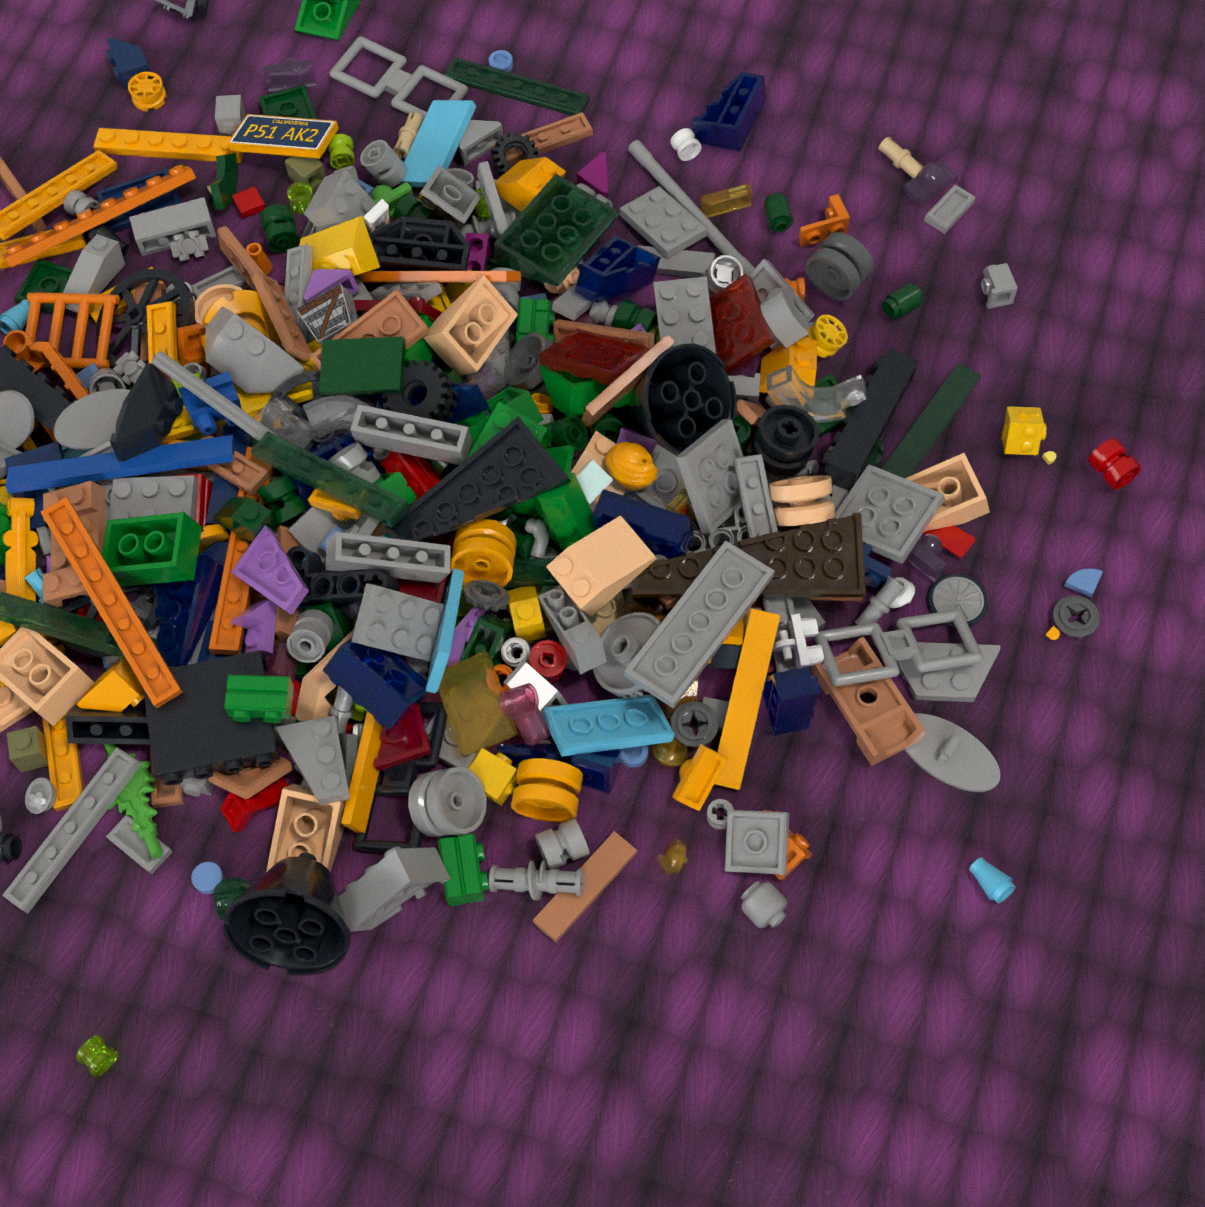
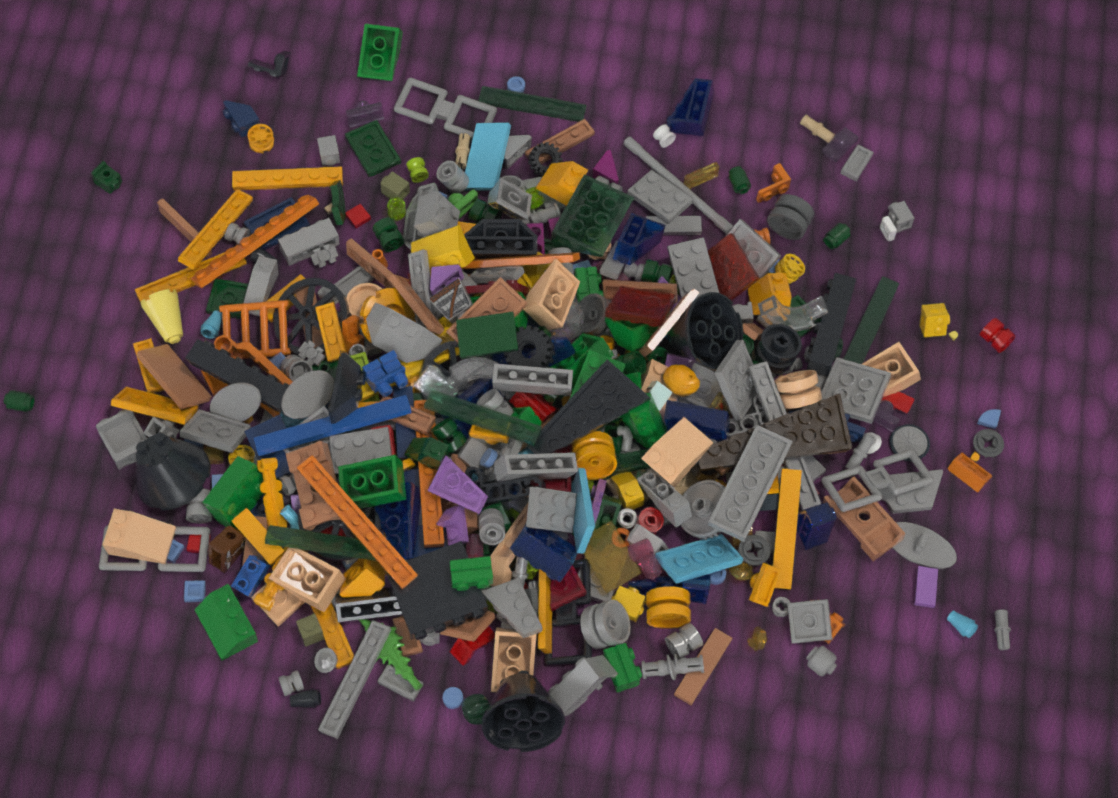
camera: 15 degrees left, 0 degrees up
(210, 395) = (388, 370): light grey axle -> none
(283, 136) = (374, 164): tile -> none
(377, 217) = (468, 221): white tile -> none
(486, 595) = (602, 482): dark grey gear -> none
(491, 198) = (542, 200): light grey tile -> none
(722, 273) = (712, 232): light grey wheel -> none
(783, 316) = (761, 260): light grey brick -> none
(799, 630) = (811, 486): white hips -> none
(945, 815) = (926, 587): none -> medium lavender tile
(978, 299) = (888, 228): none -> white tile
(1041, 655) = (969, 472): none -> orange slope
(1052, 898) = (1002, 629): none -> light grey axle

